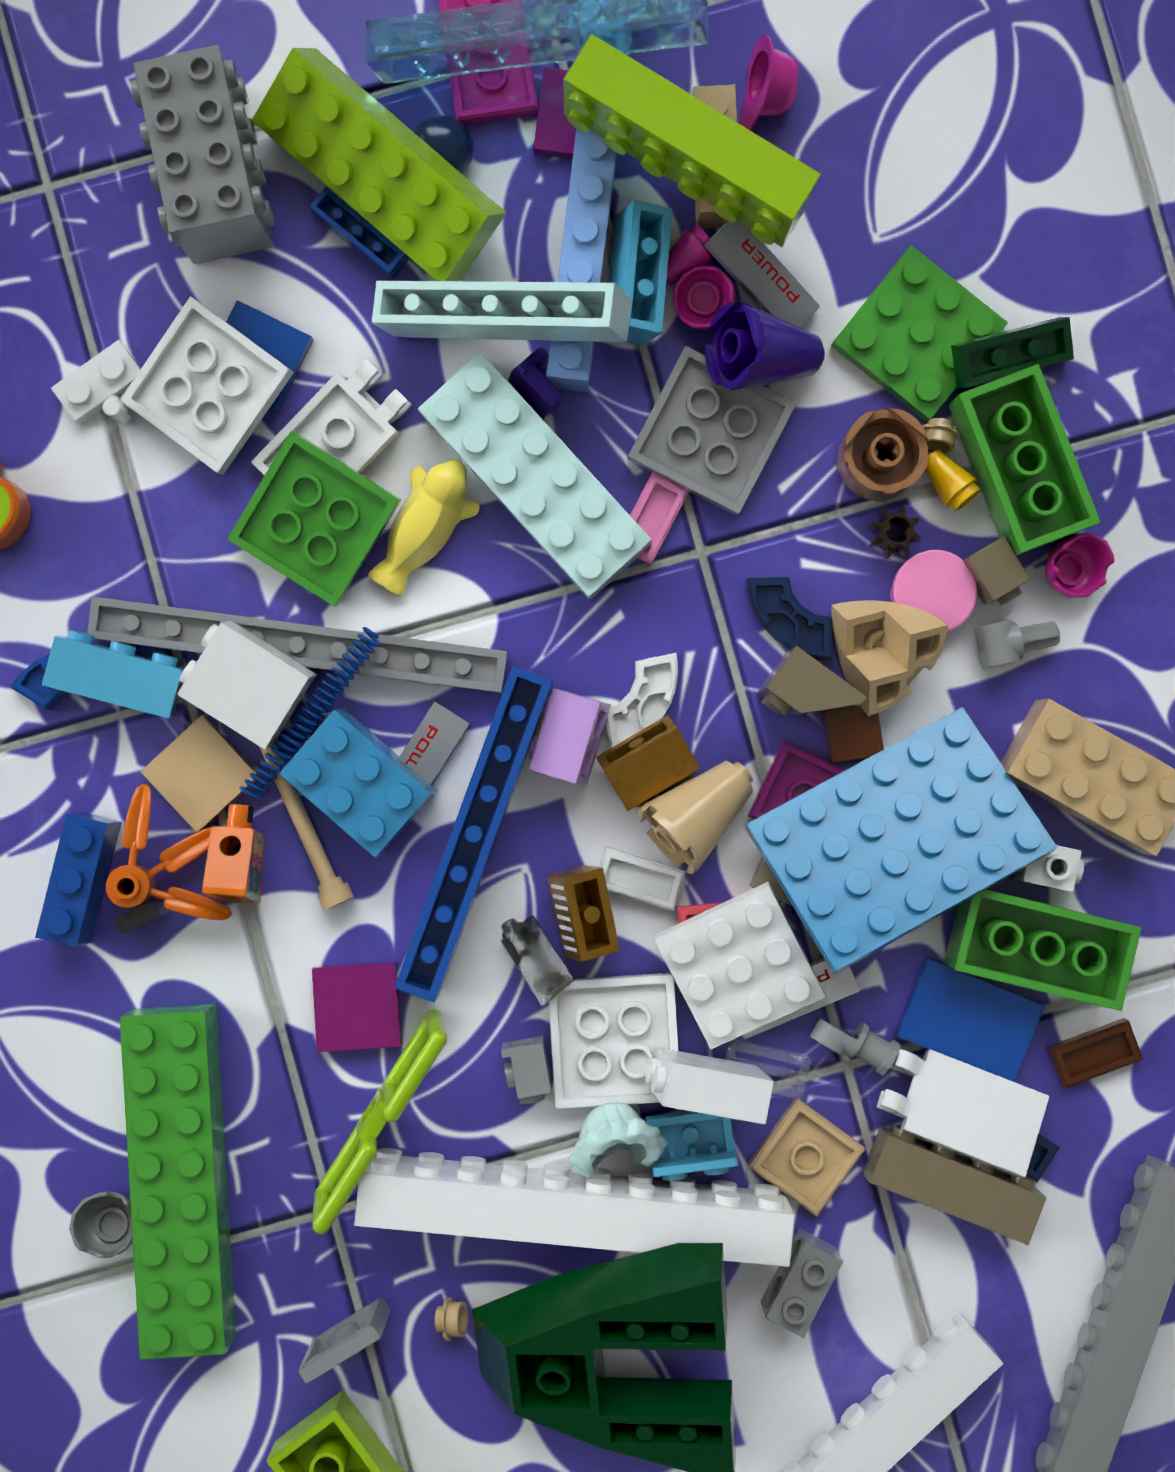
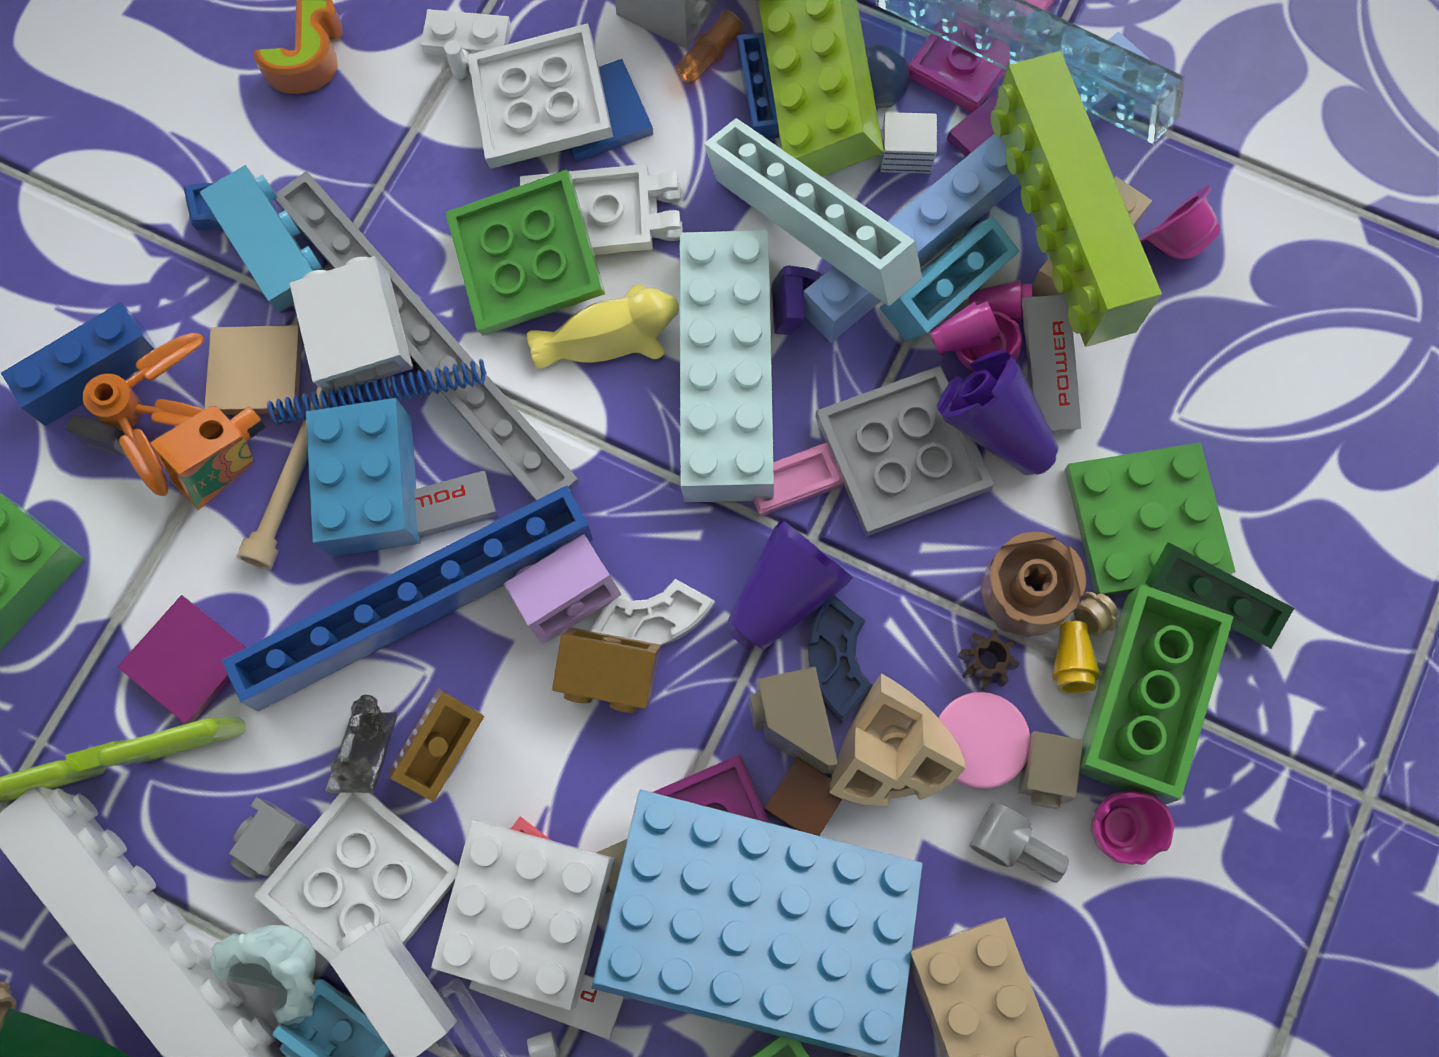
camera: 40 degrees right, 15 degrees down
(293, 233) = (709, 47): none -> clear orange axle
(513, 184) = (908, 142): none -> white brick
(641, 878) = (512, 764): white tile -> none
(685, 304) = (966, 329): none -> dark pink cone
(697, 813) = (610, 746): tan cone -> none
(718, 603) = (784, 588): none -> dark purple cone

